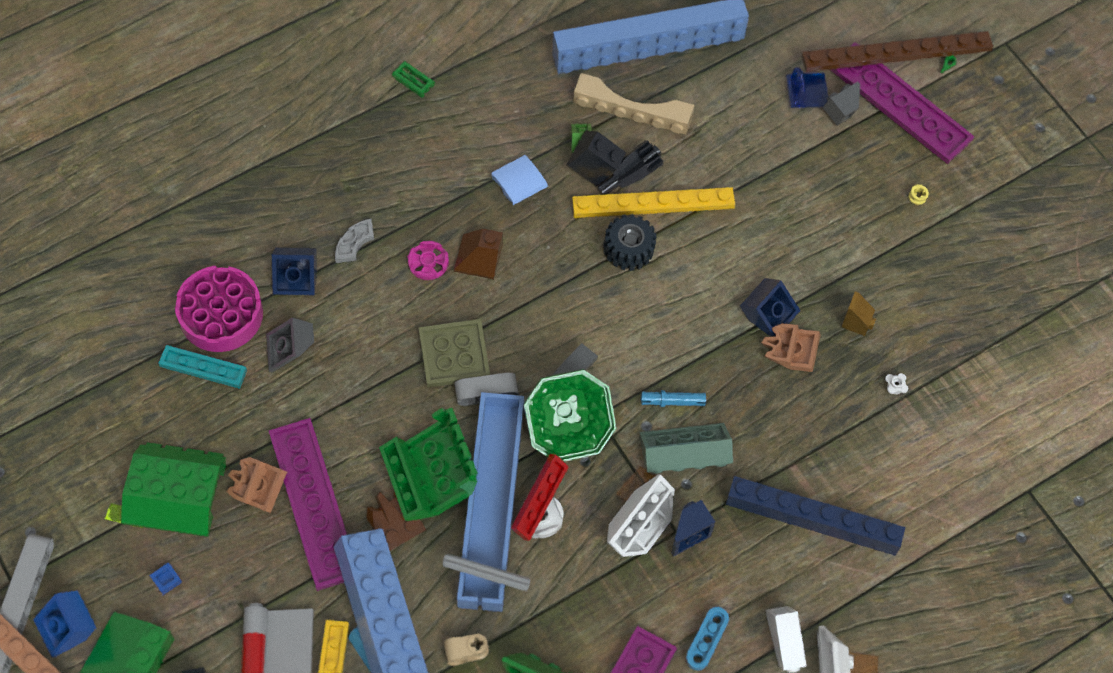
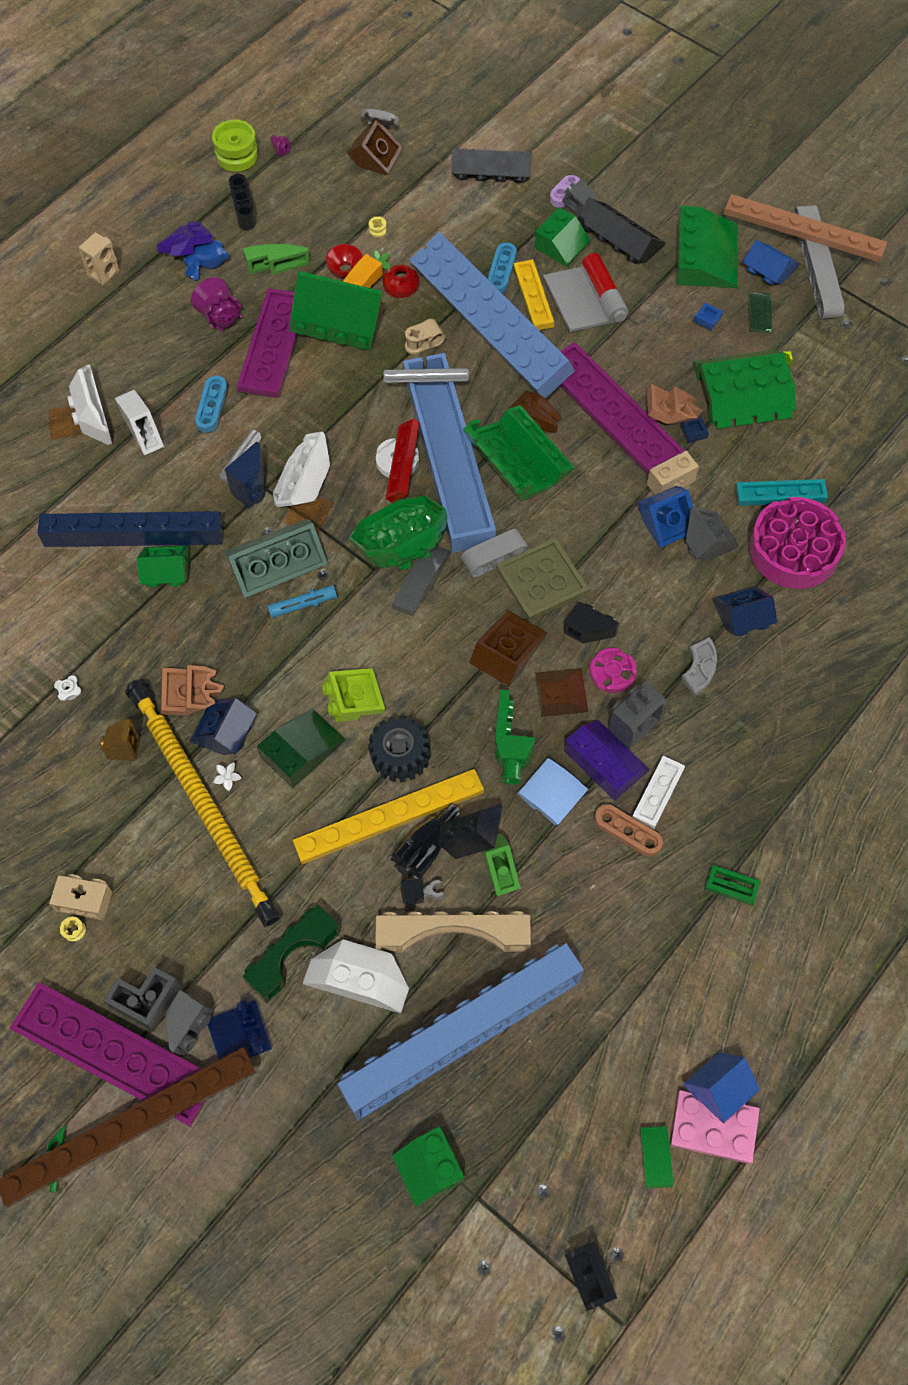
camera: 165 degrees right, 0 degrees up
(110, 567) = (760, 312): none -> clear green slope
(242, 453) = (694, 430): none -> dark blue tile
(292, 409) = (674, 472): none -> tan brick
(315, 376) = (667, 514): none -> blue slope
(430, 205) = (637, 714): none -> dark grey hinge
(432, 297) = (589, 625): none -> black slope
(437, 153) = (658, 792): none -> white plate
(466, 189) = (604, 758): none -> dark purple slope
(470, 128) = (621, 821): none -> nougat plate
(508, 300) = (507, 647): none -> reddish brown slope
(540, 208) = (511, 751): none -> green plate
(653, 136) = (414, 893): none -> black piece
(653, 299) = (352, 694): none -> lime plate
(692, 570) = (253, 437): none -> light grey axle
(709, 272) = (299, 747): none -> dark green slope
(714, 98) = (359, 975): none -> white wedge
(735, 135) = (314, 930): none -> dark green arch
(776, 269) = (226, 776): none -> white plant
(791, 470) = (163, 565): none -> green slope
(802, 260) = (203, 802): none -> yellow hose
(874, 120) = (147, 1004): none -> dark grey brick
(909, 210) = (91, 905): none -> tan brick

